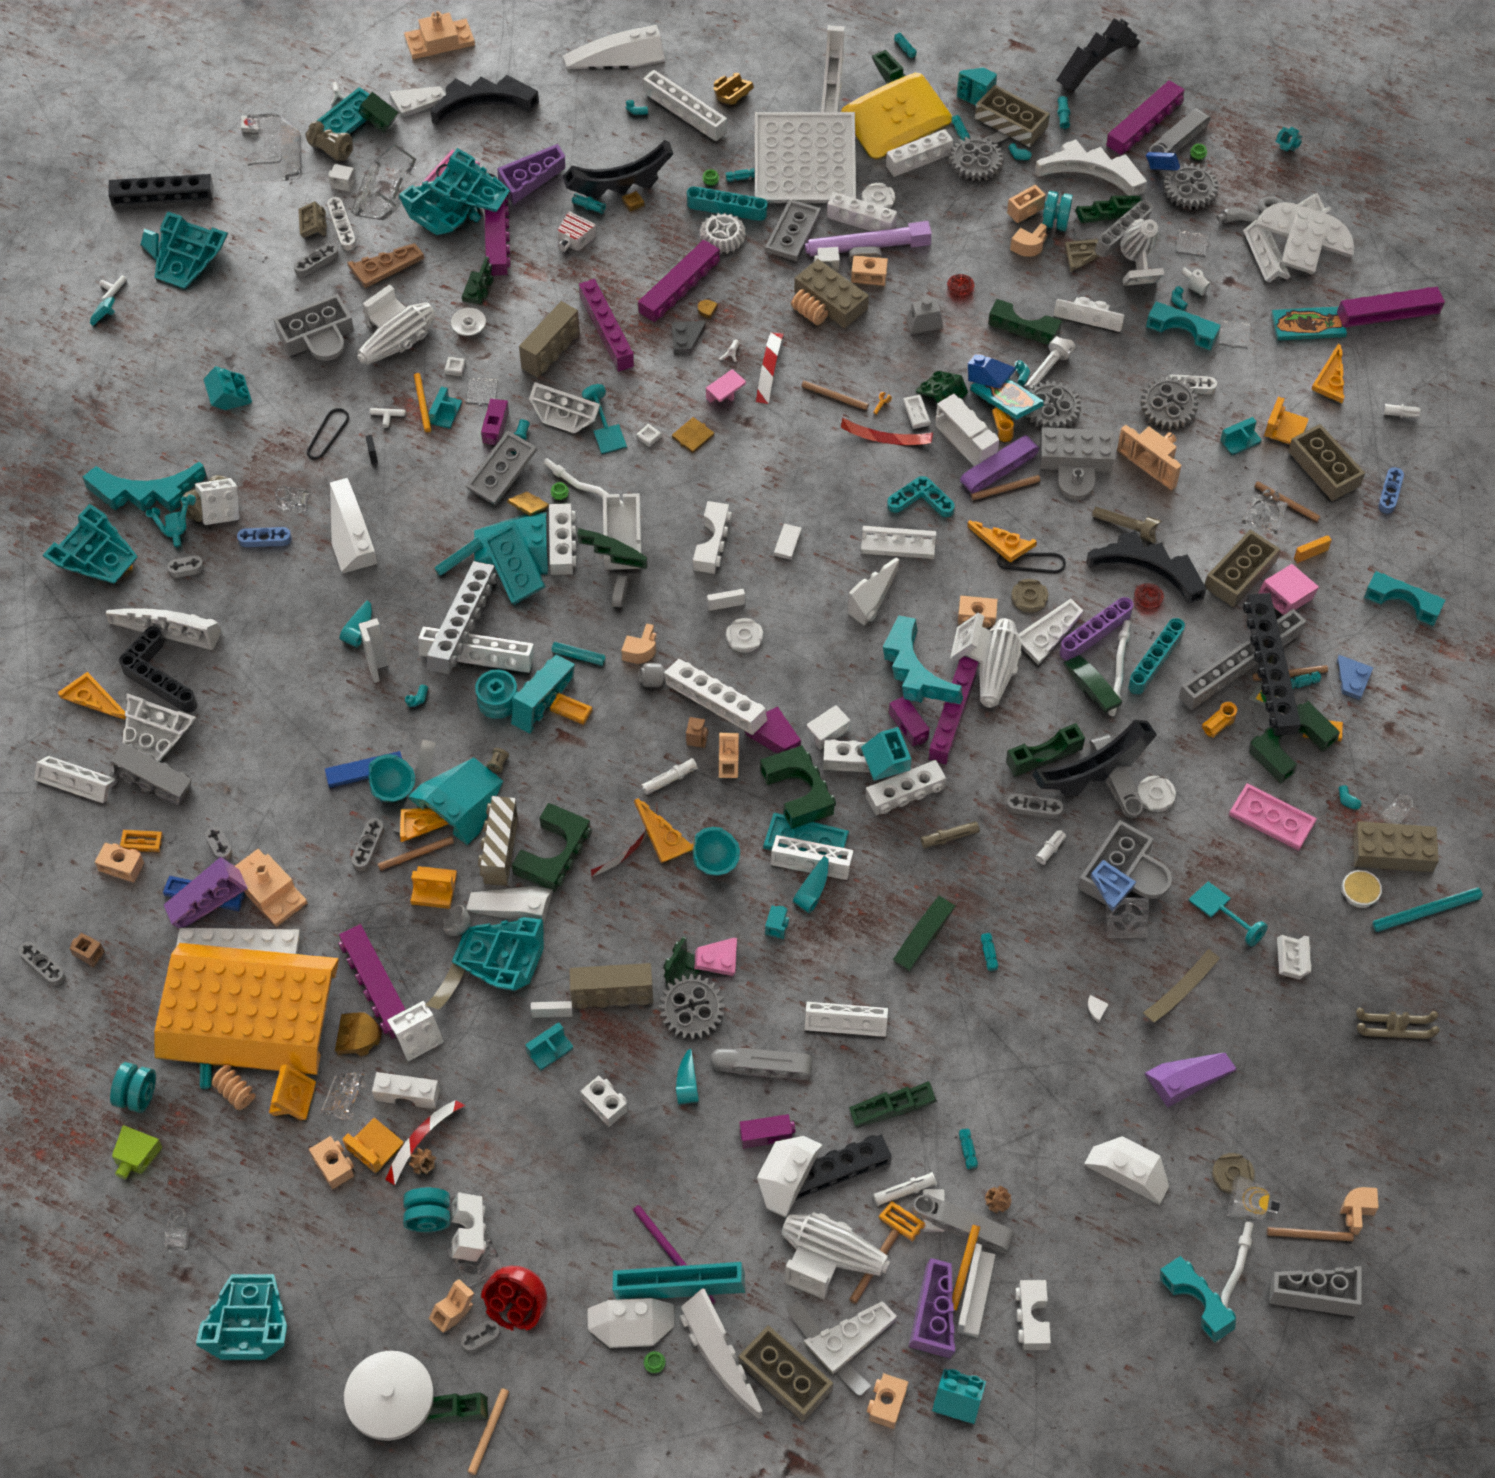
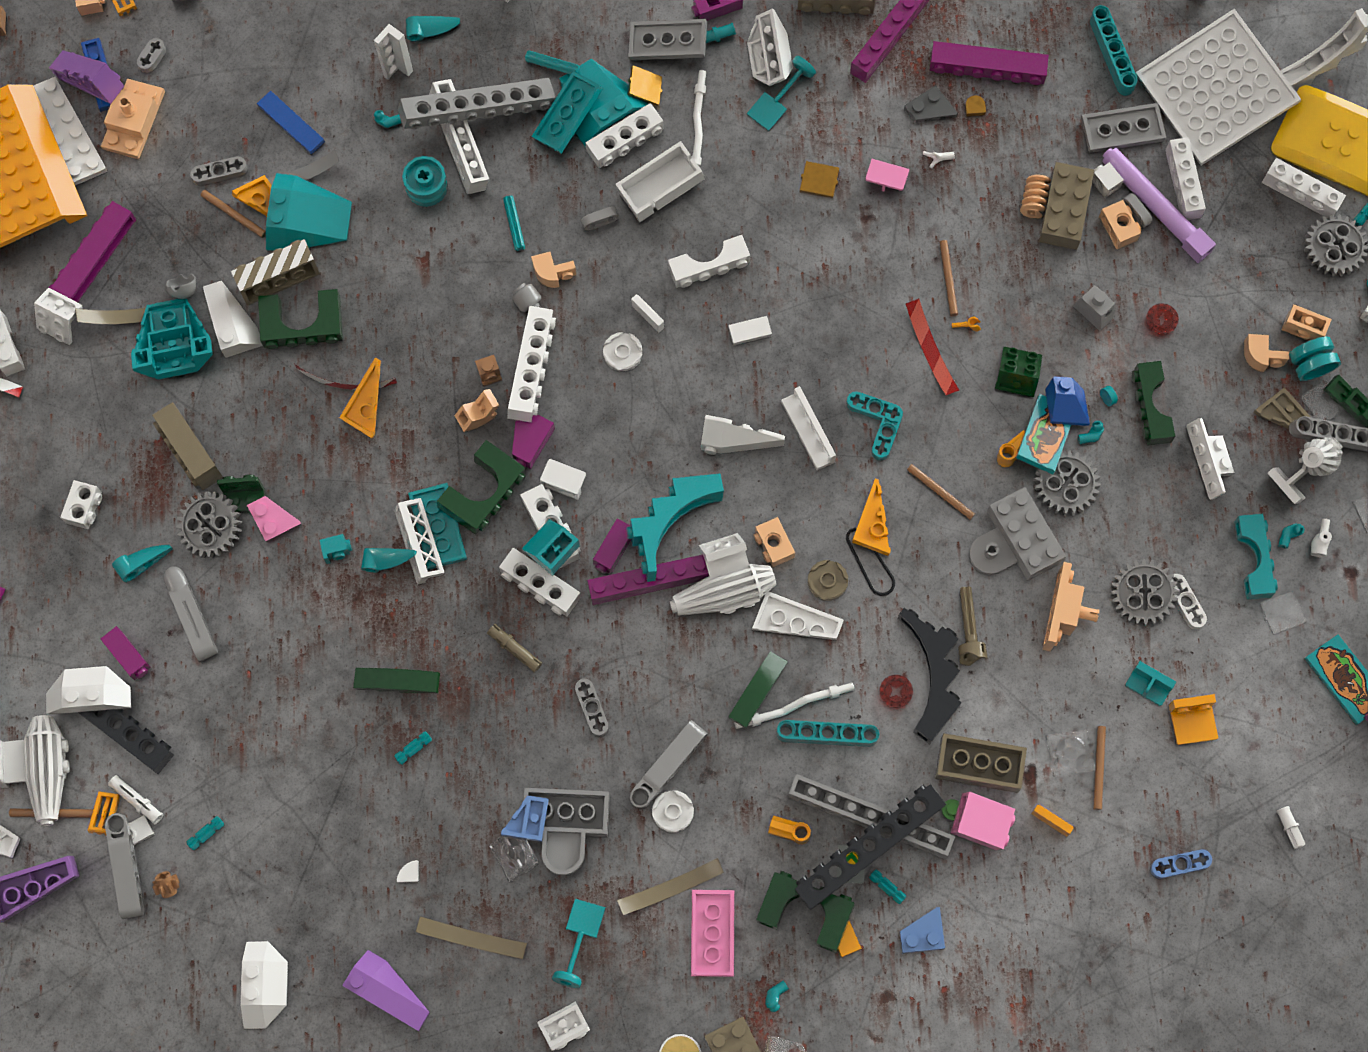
camera: 60 degrees right, 15 degrees up
(357, 1034) = (35, 273): pearl gold slope -> none
(390, 778) = (284, 148): teal cylinder -> none
(433, 887) = (208, 247): light orange bracket -> none
(501, 759) = (361, 223): dark tan bush -> none
(540, 692) = (450, 215): teal wedge -> none
(548, 1046) = (109, 431): teal panel -> none
(551, 1009) = (142, 411): white tile -> none
(559, 491) = (678, 103): bright green plate -> none
(571, 708) = (453, 251): light orange tile -> none
(618, 551) = (625, 187): dark green slope -> none
(648, 435) = (792, 142): white tile -> none
(666, 778) = (438, 377): white pin -> none
(710, 177) = (1137, 17): bright green plate -> none
(715, 851) = (368, 456): teal cylinder -> none
(723, 232) = (1080, 76): white gear -> none
(740, 174) = (1158, 40): teal axle -> none
(768, 368) = (941, 198): sticker -> none
(846, 1019) = (269, 659): white fence -> none
(879, 195) = (1222, 182): white tile -> none
(893, 1104) = (212, 746): dark green slope -> none
(916, 411) = (976, 362): white plate -> none
(965, 430) = (973, 426): white piece -> none
(965, 1266) = (82, 889): light orange bar -> none
(976, 1292) = (70, 911): white fence -> none
(999, 464) = (962, 471): medium lavender beam -> none
(1000, 346) = (1108, 396): none -> teal tile
(1033, 1334) = (56, 979): white arch -> none
(1050, 847) = (555, 744): white axle -> none
(1059, 349) = (1141, 453): white piece -> none
(1063, 743) = (644, 680): dark green arch -> none
(1102, 623) = (831, 669): medium lavender beam -> none
(1121, 751) = (661, 744): black arch -> none
(1218, 822) = (671, 887): none -> dark tan sticker
(1300, 671) = (894, 875): medium nougat piece -> none
(1326, 462) = (1168, 782): dark tan brick -> none
(1330, 380) = (1284, 736): light orange wing -> none
(1387, 588) = (1048, 912): teal arch -> none

